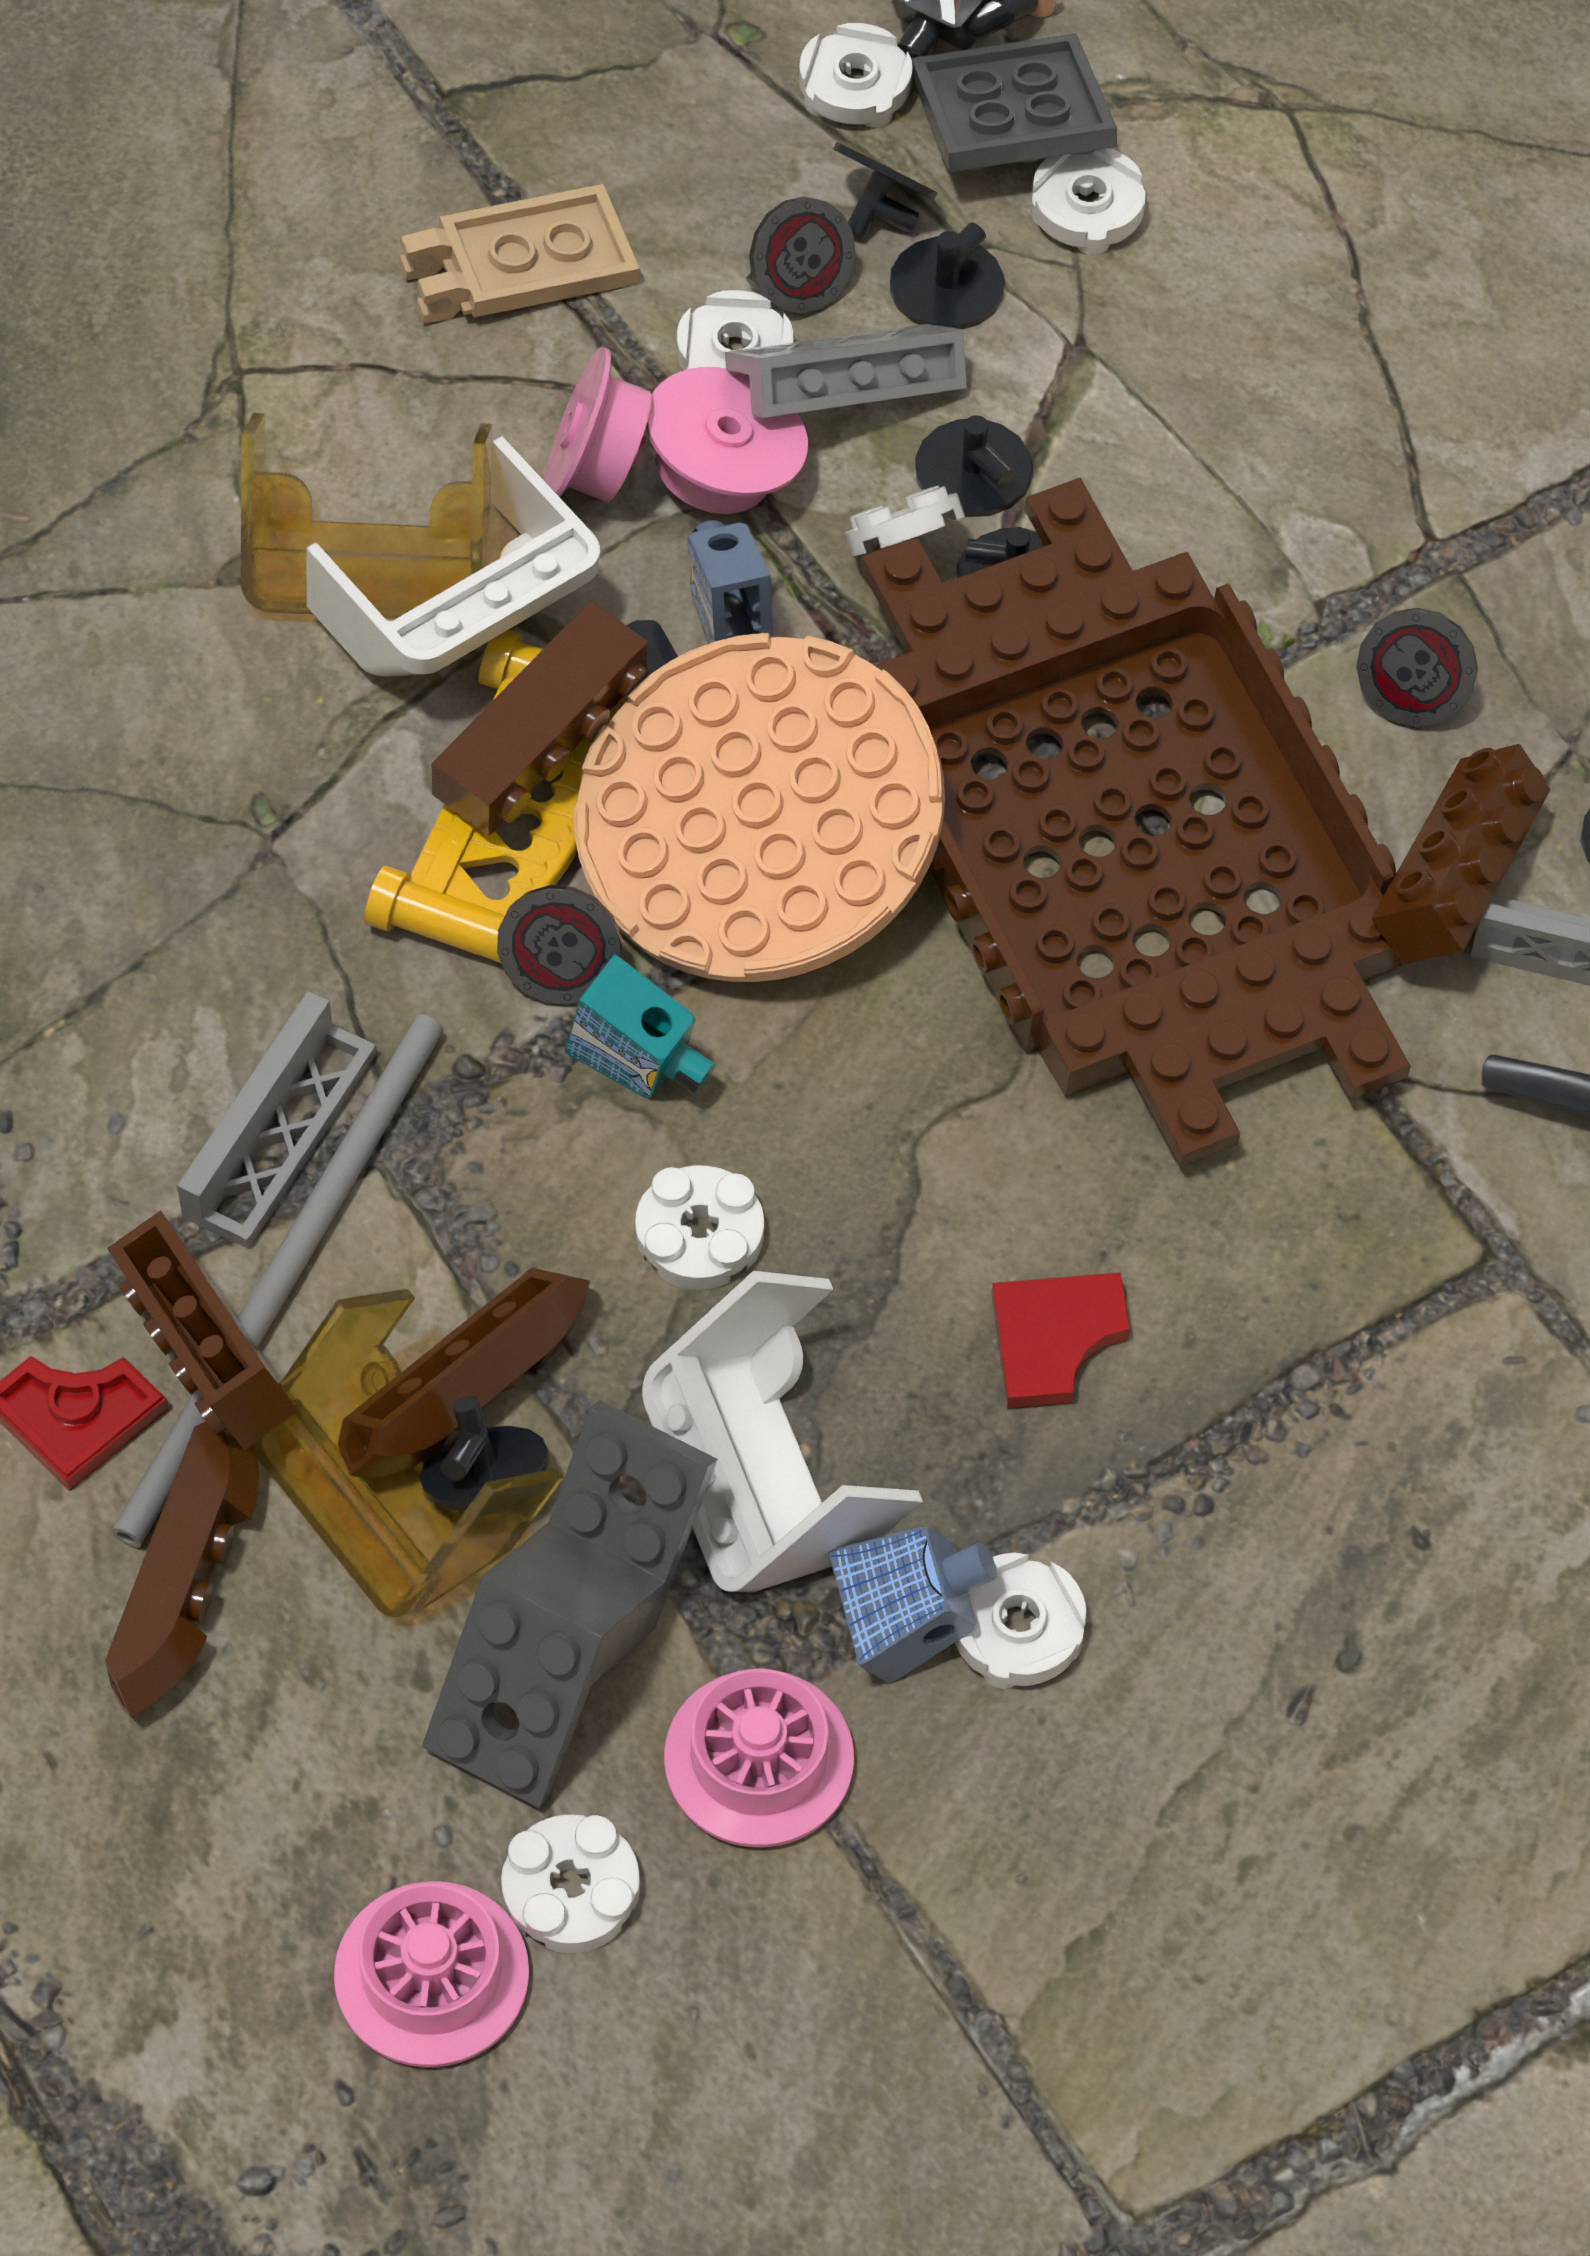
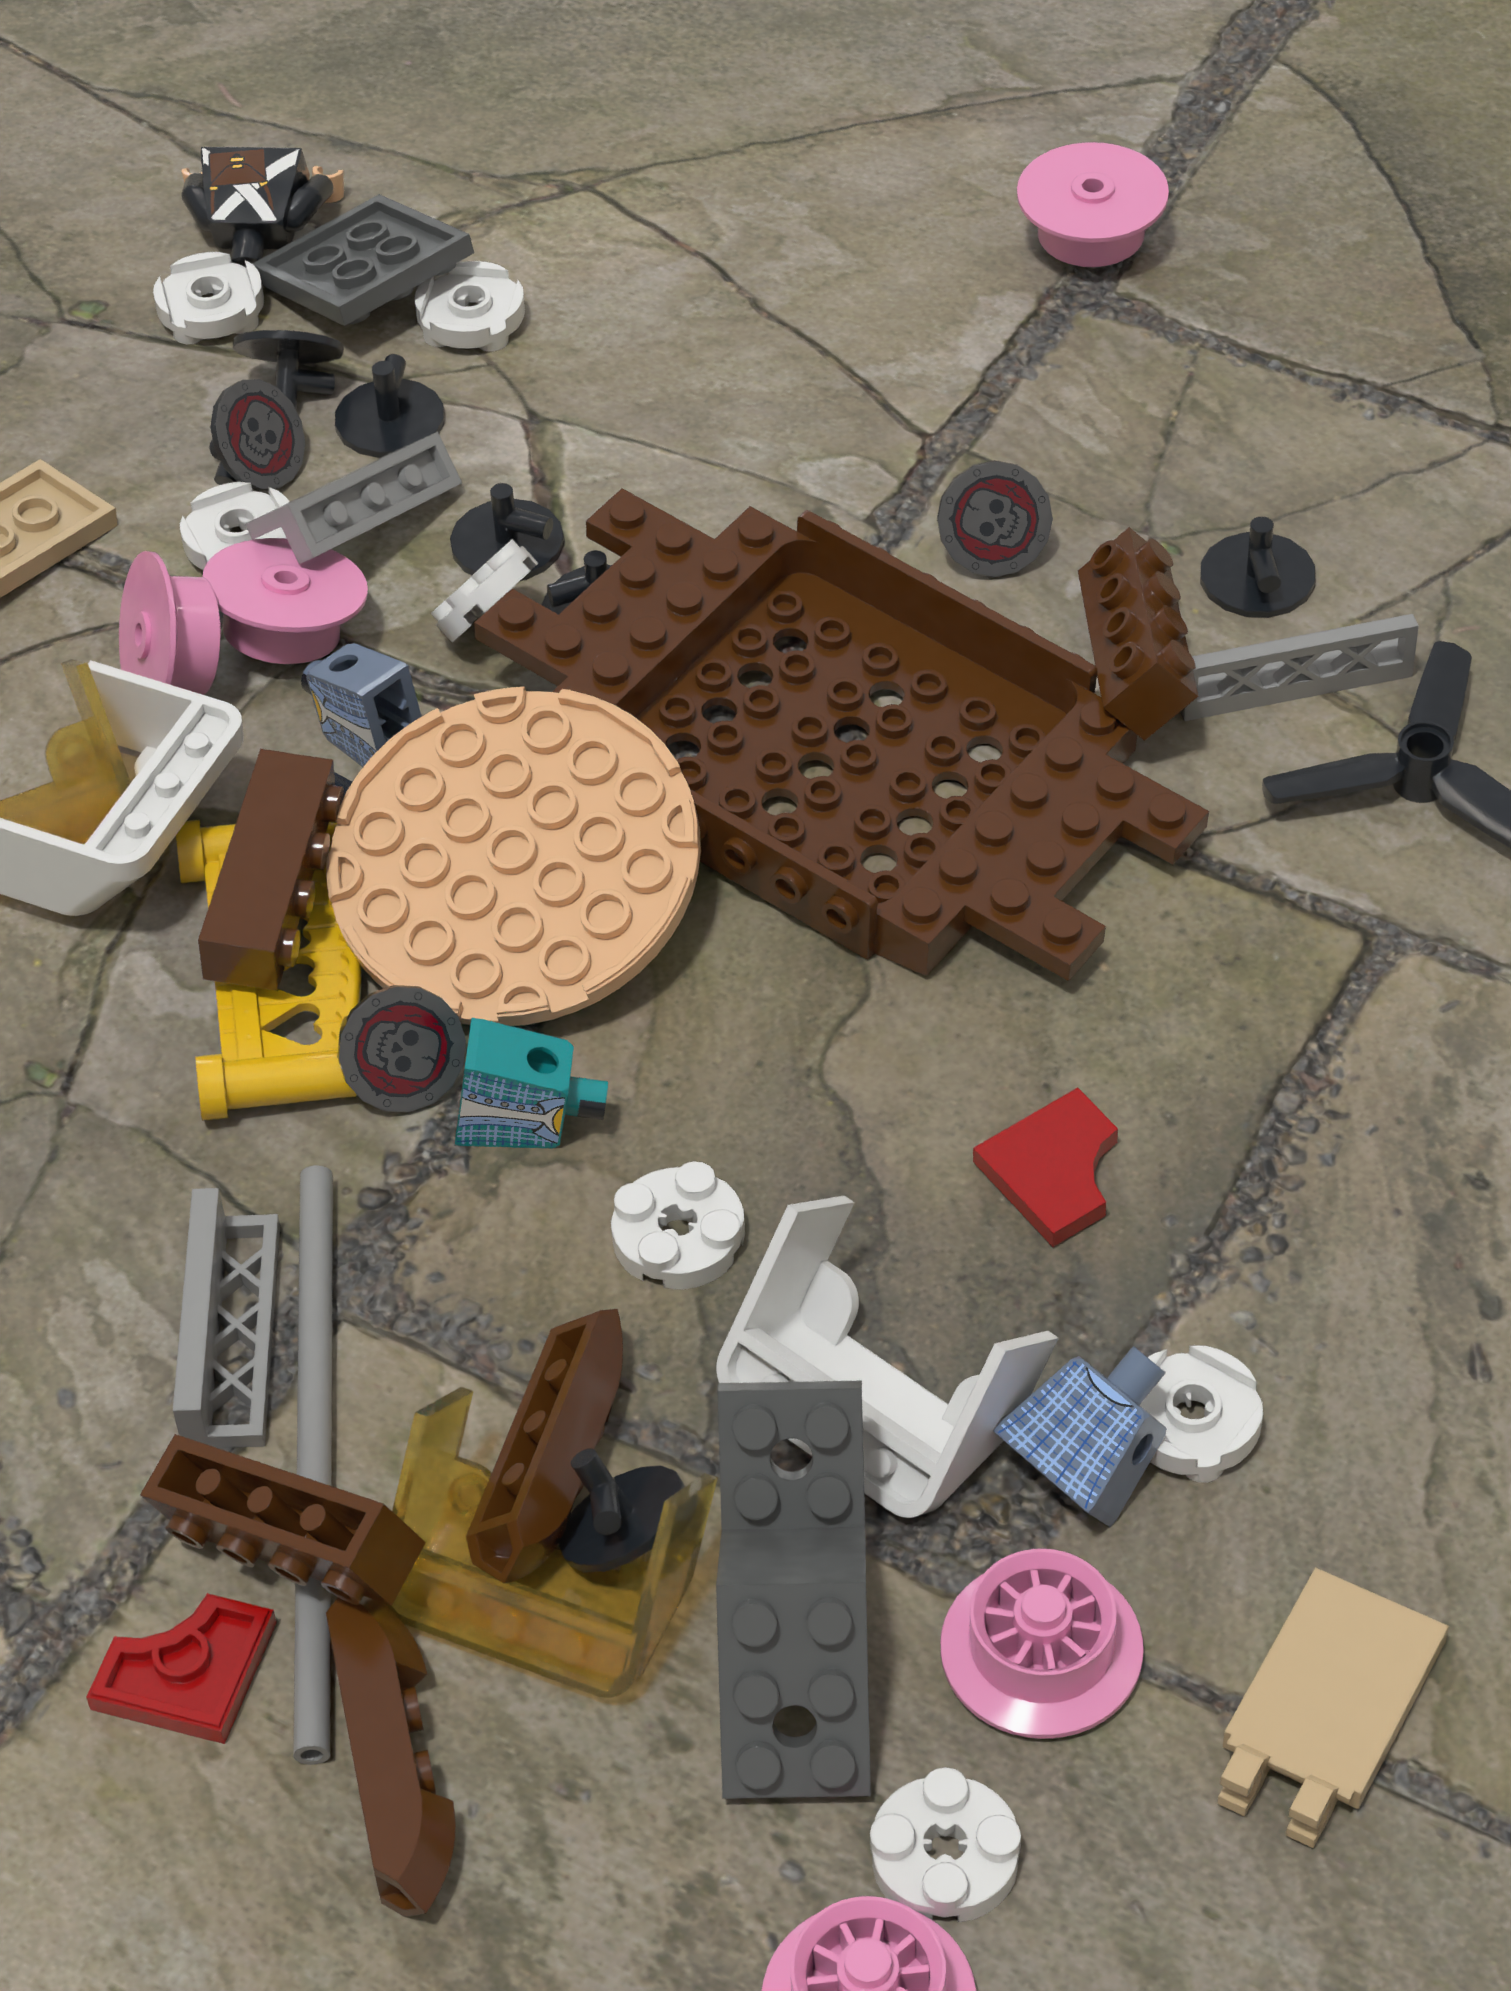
camera: 25 degrees left, 10 degrees down
(960, 1929) = (1329, 1700): none -> tan tile

